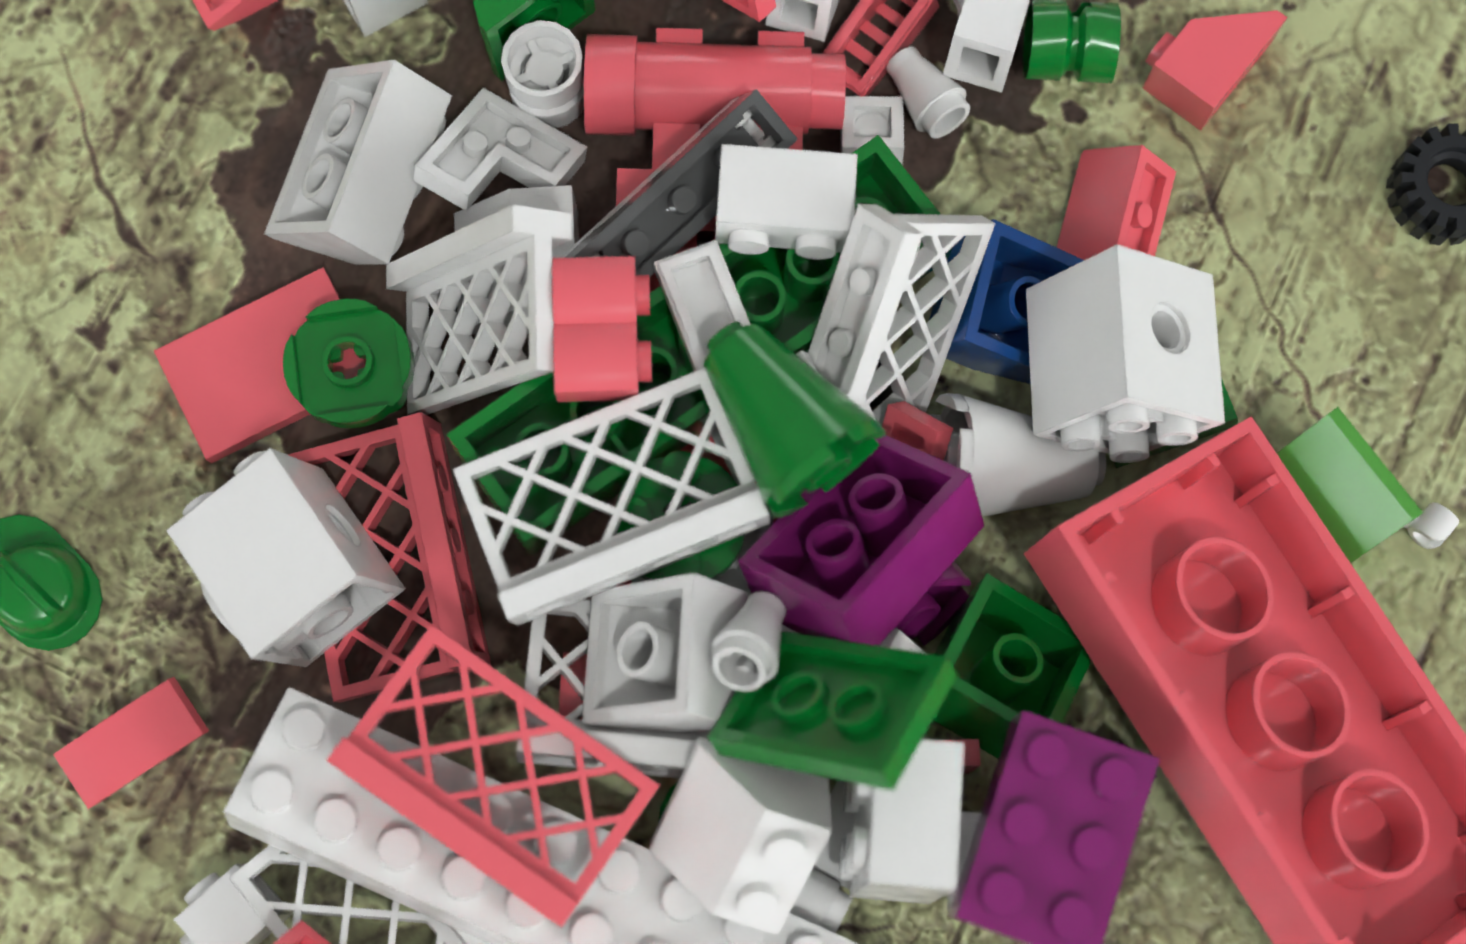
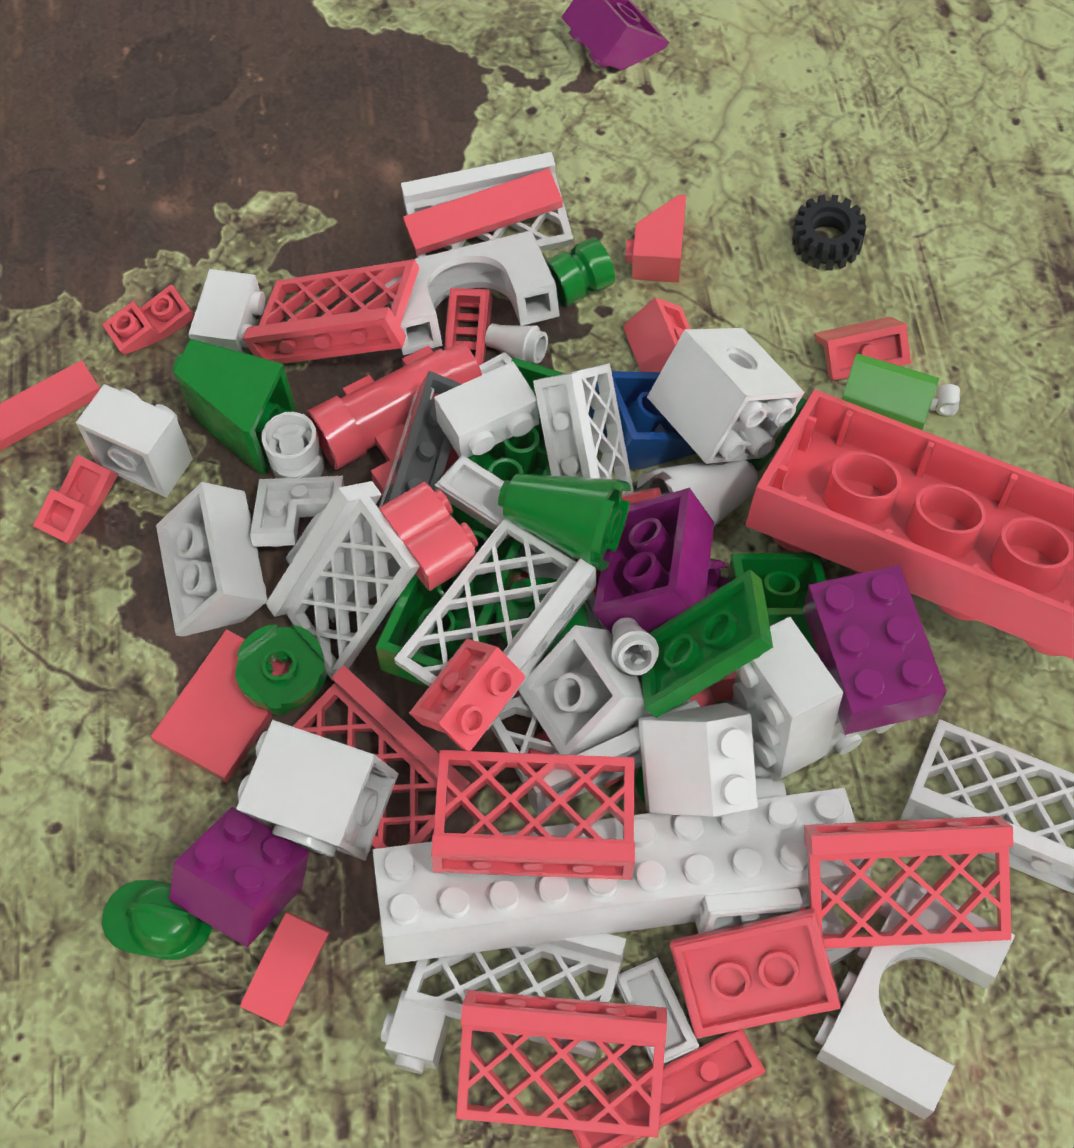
camera: 30 degrees left, 15 degrees down
(132, 605) = (238, 876): none -> magenta brick
(503, 580) = (469, 693): none -> coral bracket
(1377, 380) = (879, 339): none -> coral panel

